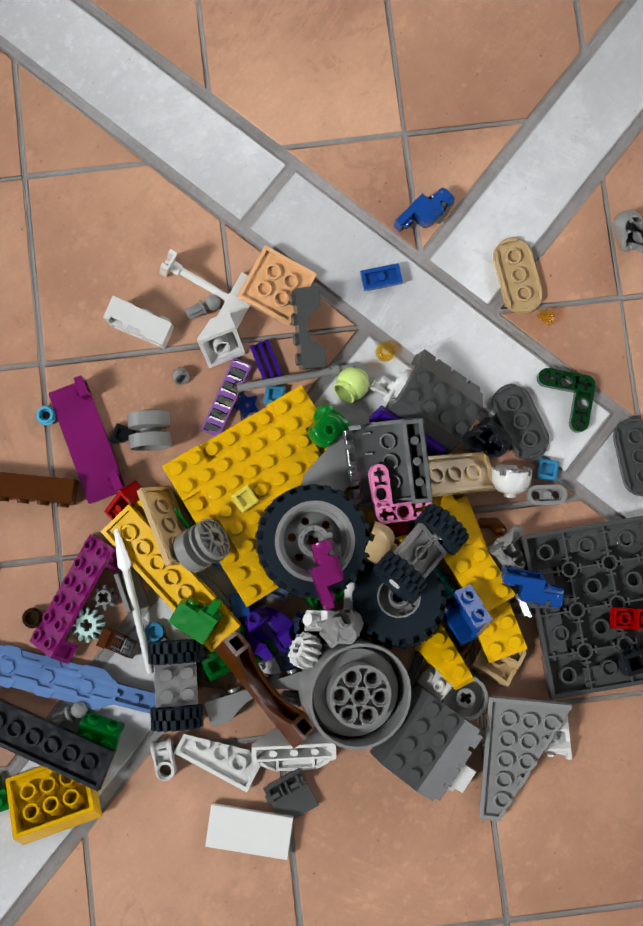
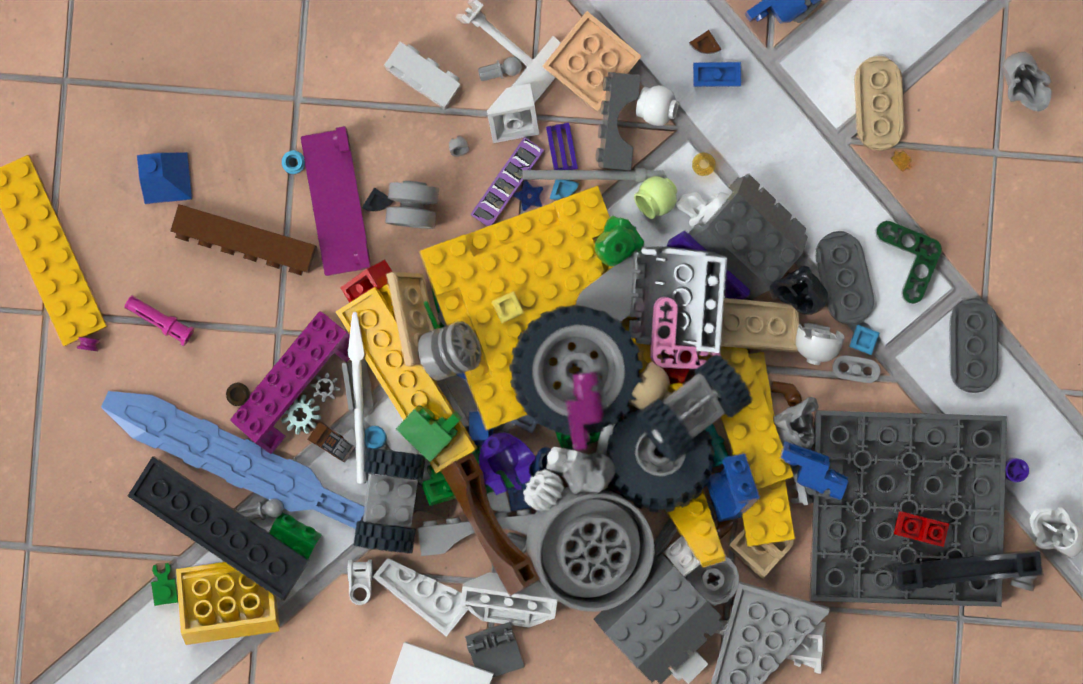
camera: 15 degrees right, 5 degrees up
(337, 310) = (656, 105): none -> white piece
(367, 255) = (705, 43): none -> reddish brown tile

